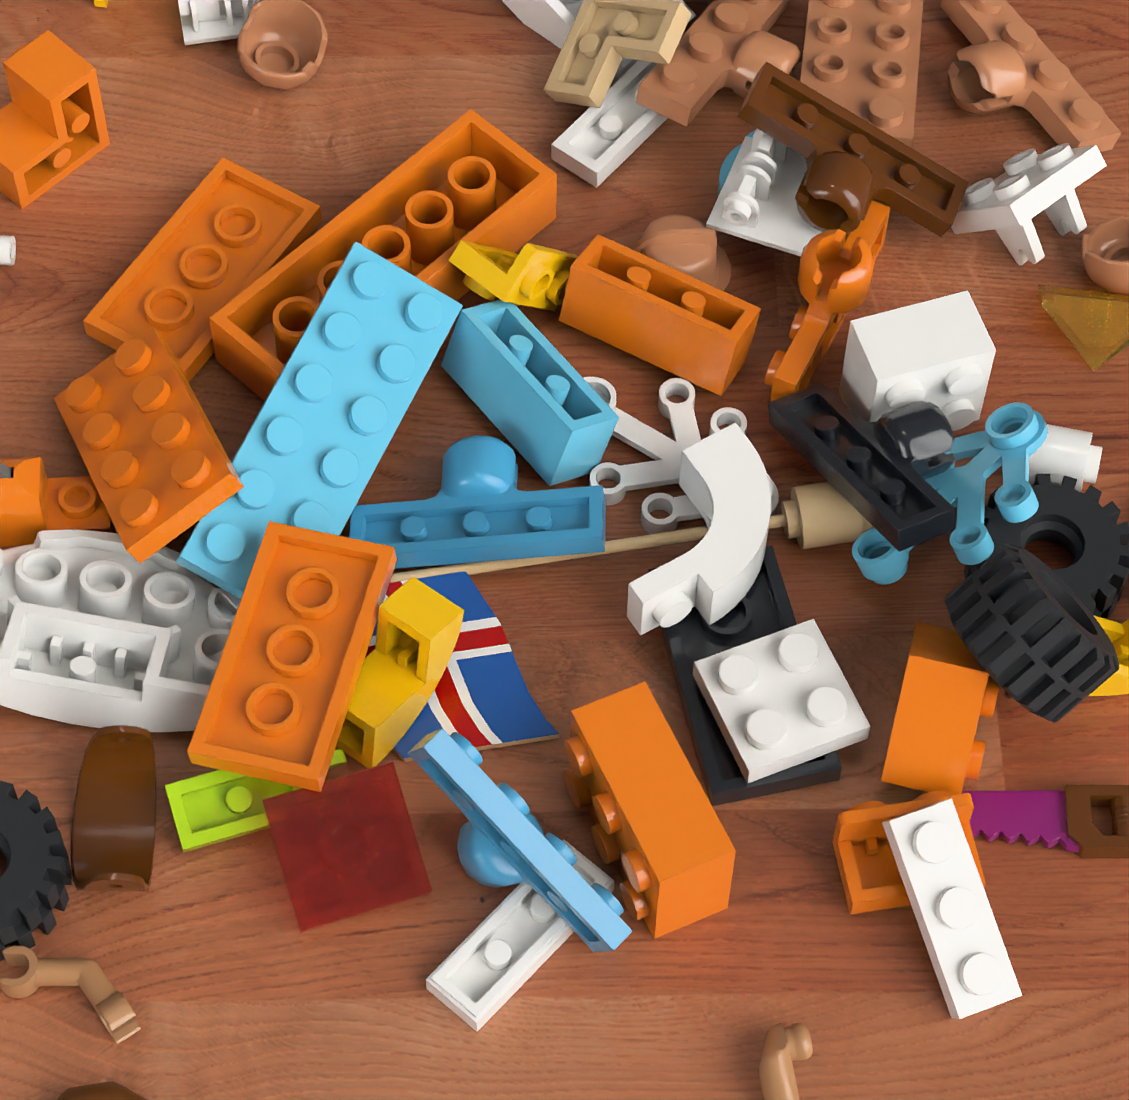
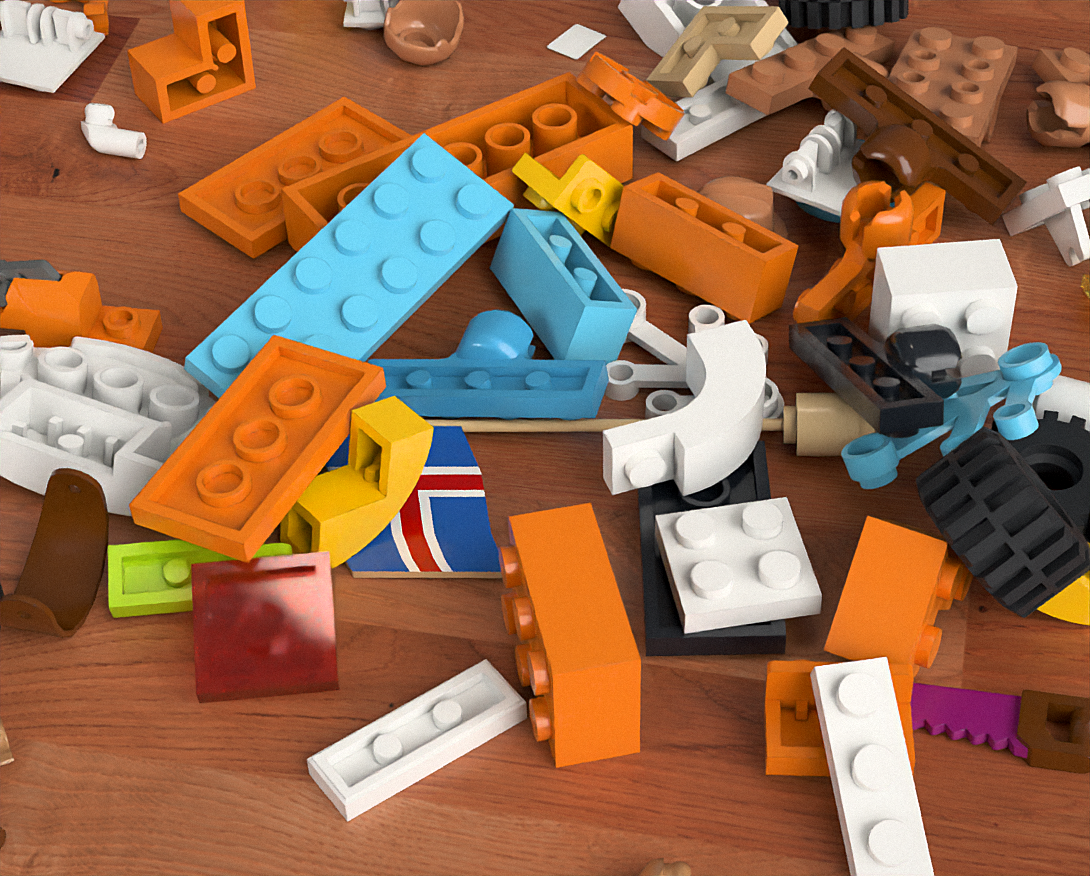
camera: 15 degrees right, 15 degrees down
(147, 444) = (192, 278): orange plate -> none
(445, 28) = (576, 41): none -> white sticker
(508, 845) = (419, 640): dark azure plate -> none
(550, 131) = (631, 97): none -> orange plate

